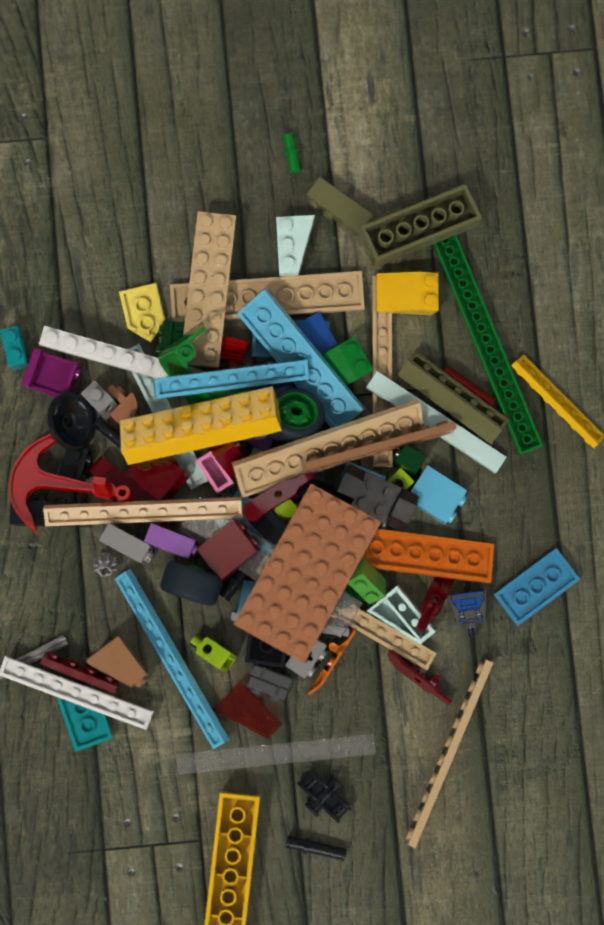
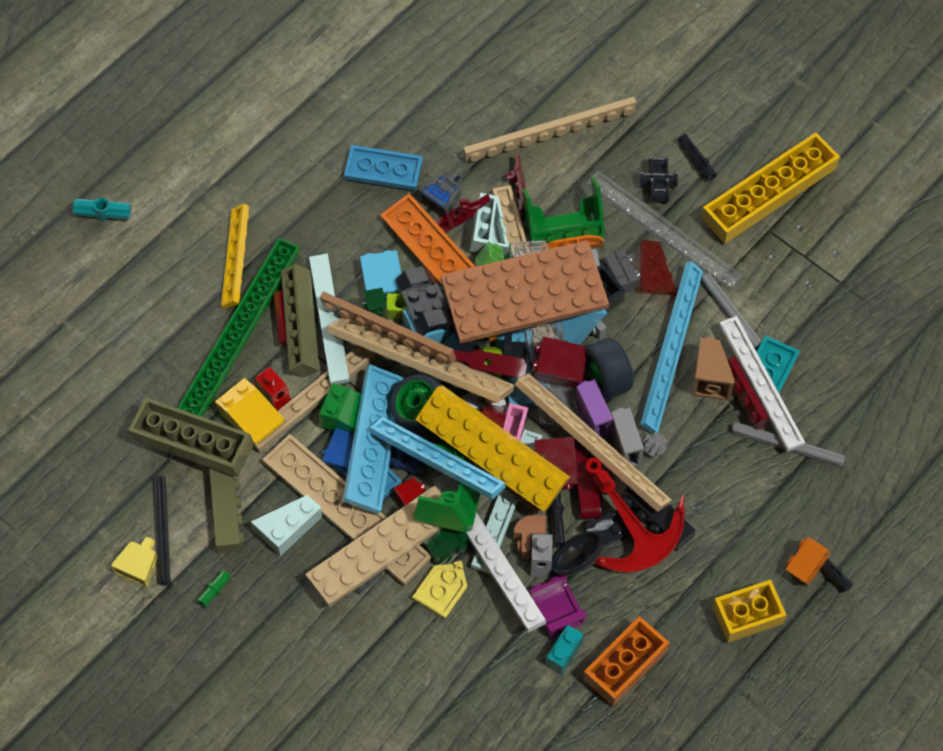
camera: 135 degrees left, 20 degrees down
(160, 736) = (729, 308): none -> light grey axle
(218, 656) = (639, 319): lime torso -> none
(351, 678) = (586, 222): none -> green windscreen
(360, 117) = (137, 562): none -> light yellow torso
(372, 157) = (162, 530): none -> black axle
(413, 326) = (272, 385): none -> red torso

